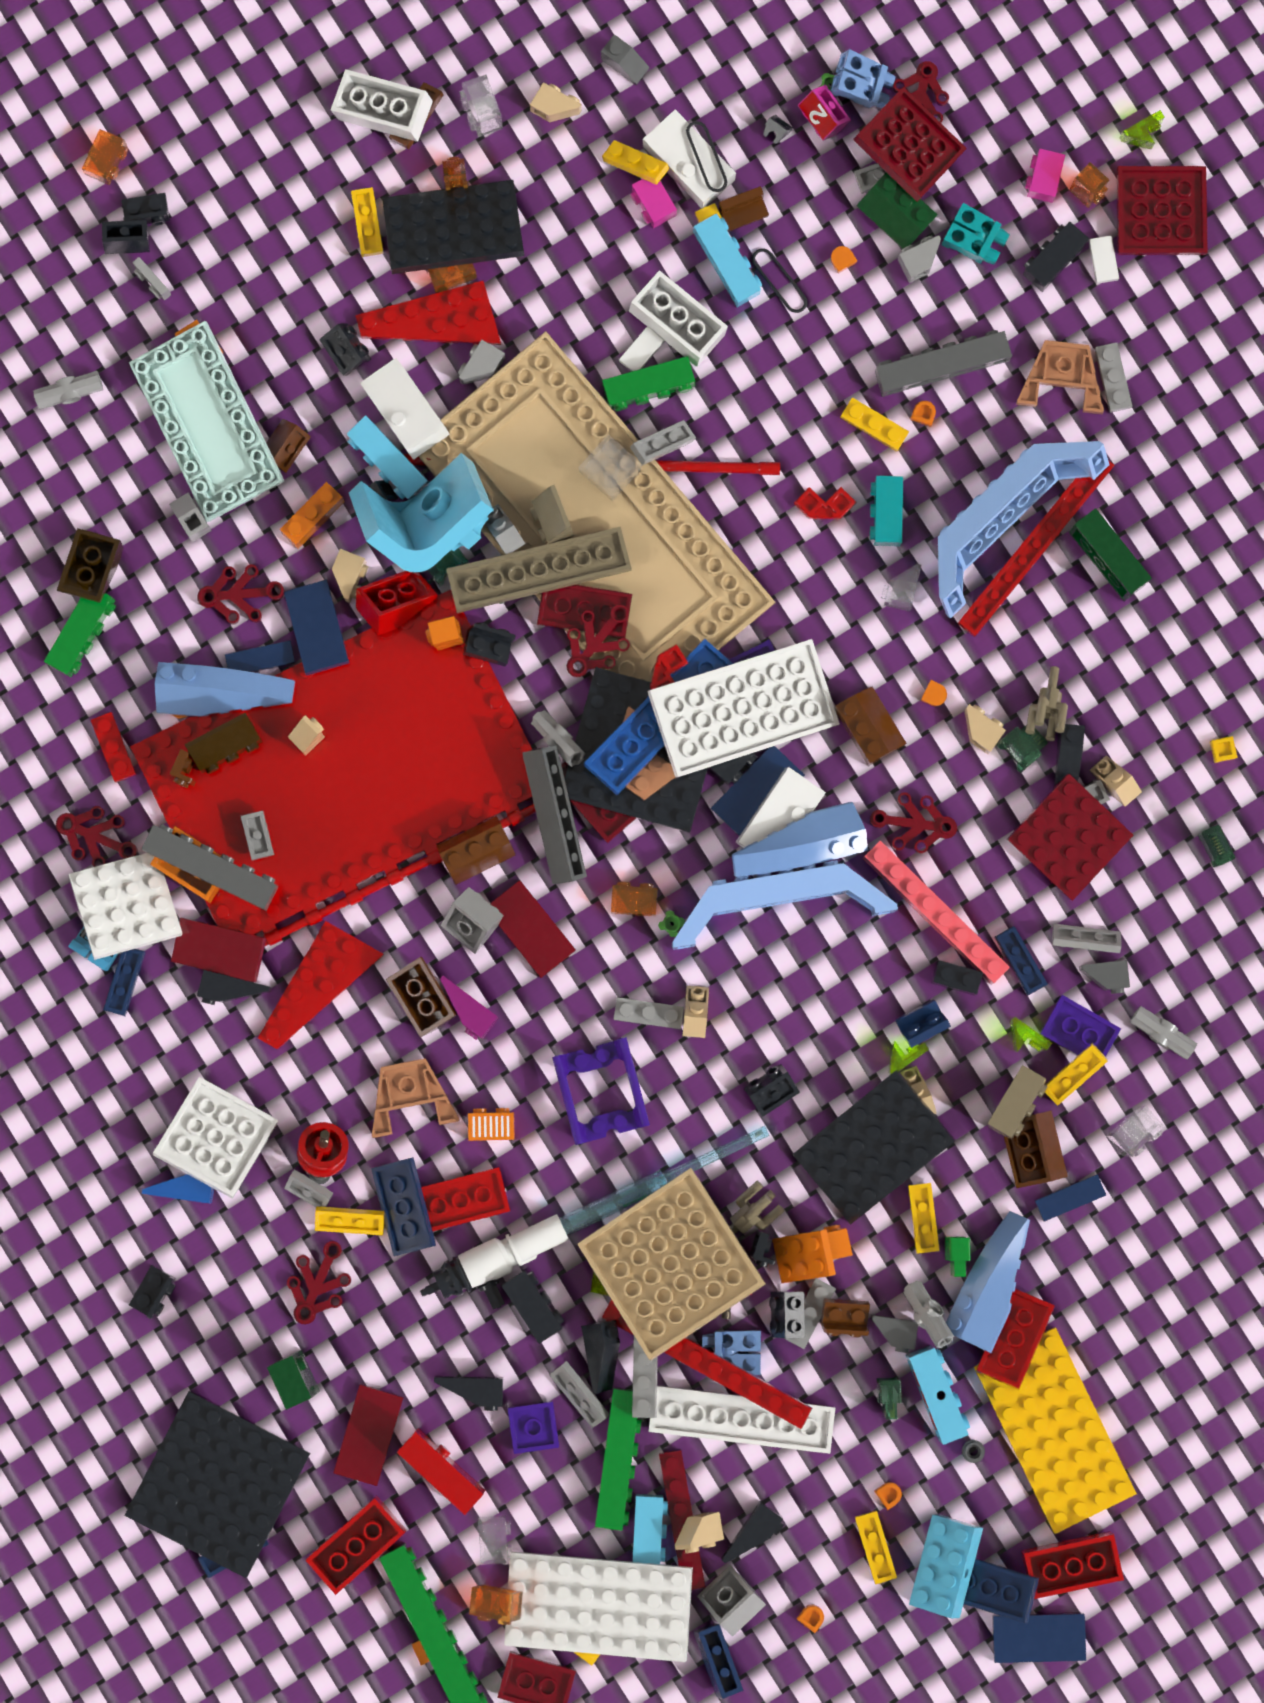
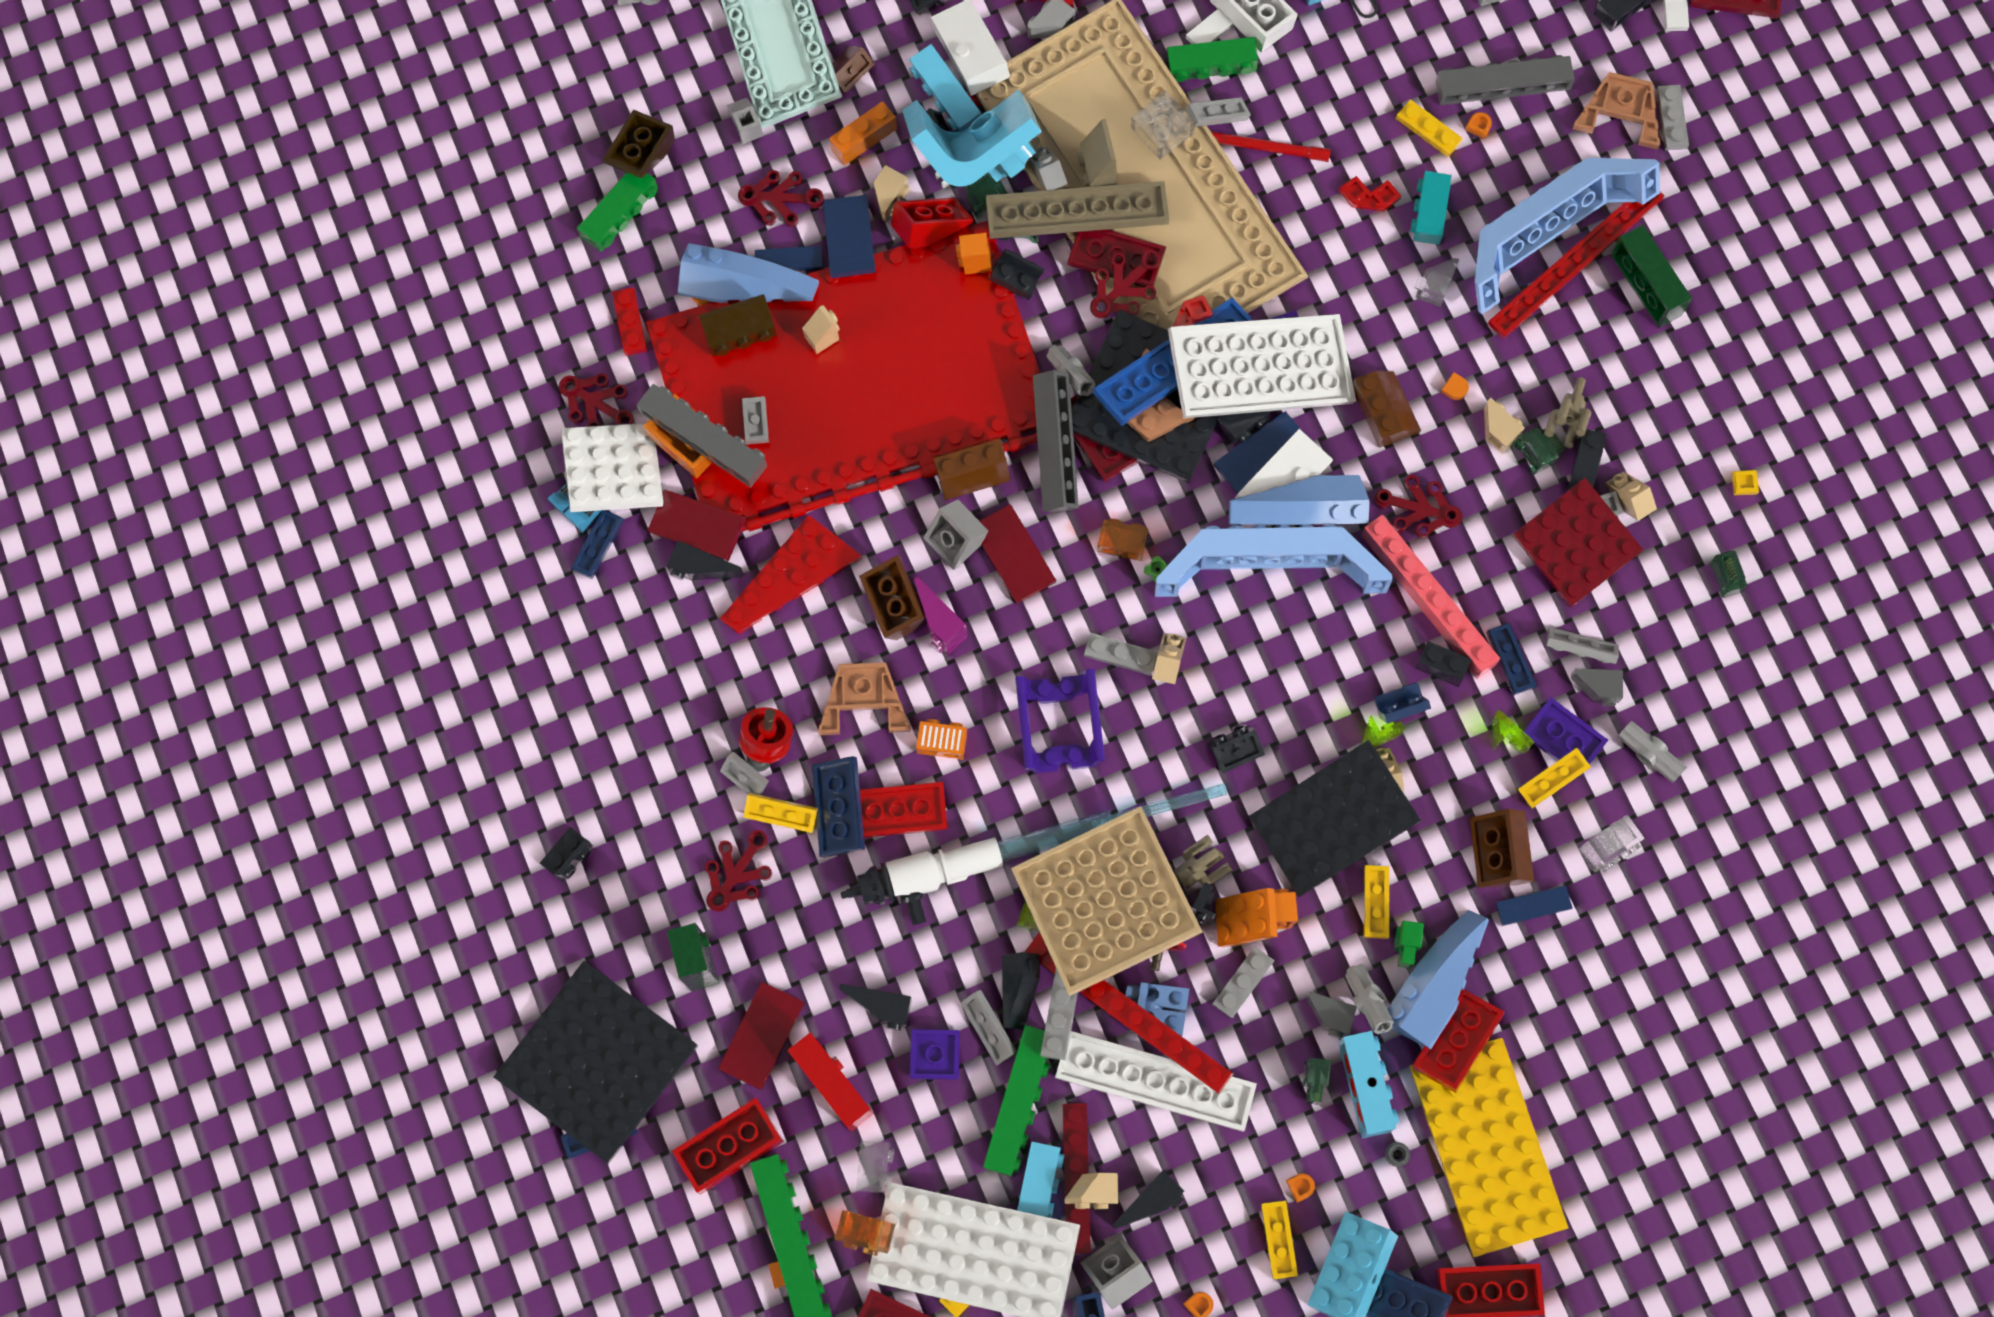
camera: 15 degrees right, 10 degrees down
(182, 1188) = (619, 753): blue slope -> none
(183, 765) = (692, 344): reddish brown bracket -> none
(215, 1137) = (659, 707): white plate -> none
(533, 1305) = (955, 925): black brick -> none
(787, 1314) = (1219, 978): black bracket -> none
(845, 1317) = (1280, 990): reddish brown bracket -> none
(1017, 1103) = (1490, 794): dark tan slope -> none

